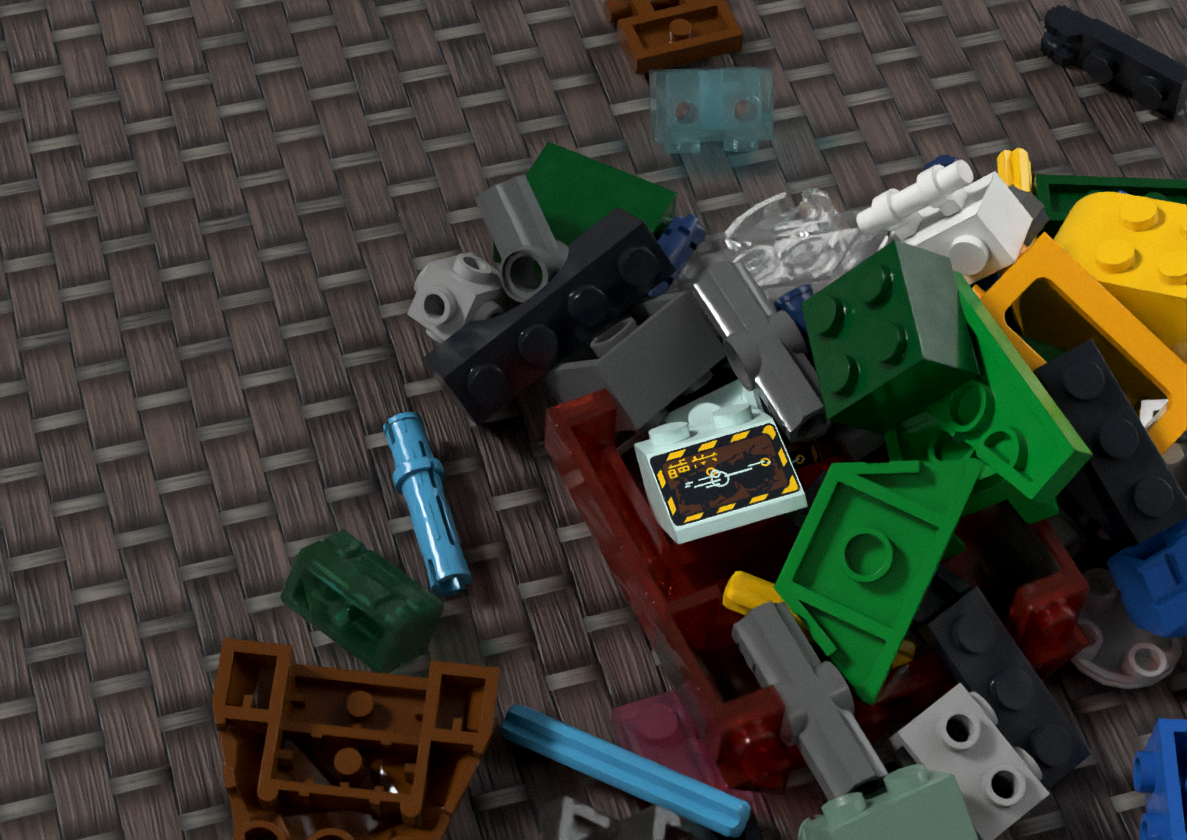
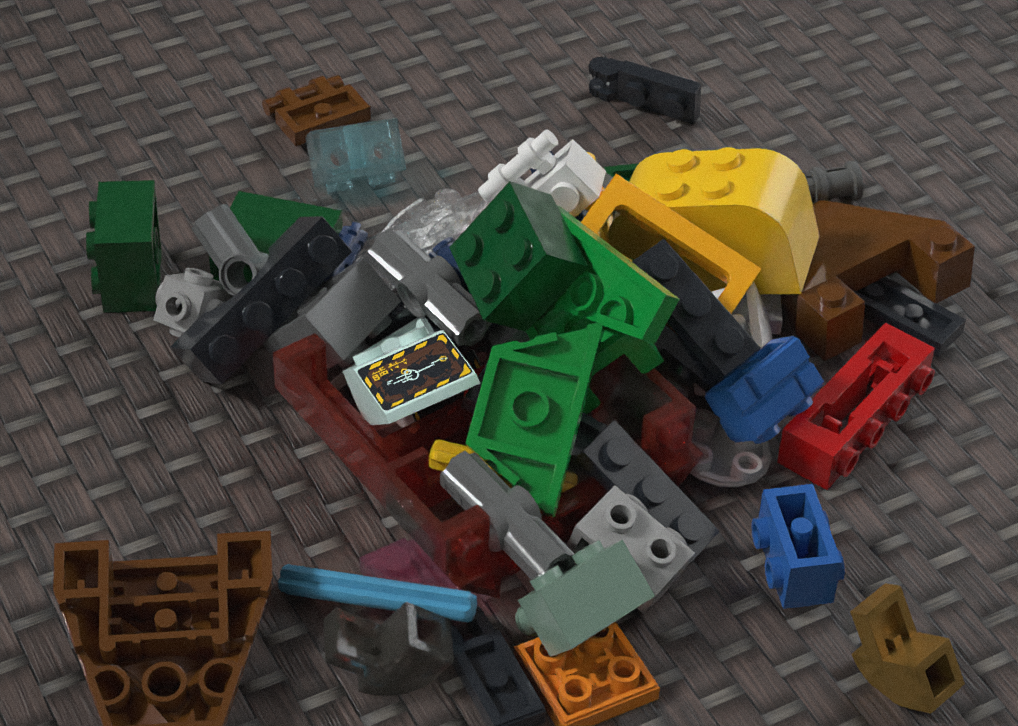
camera: 10 degrees left, 10 degrees down
(362, 602) = (155, 513): clear green brick -> none
(388, 201) = (125, 246): none -> dark green brick
(420, 481) = (185, 431): dark azure pin -> none

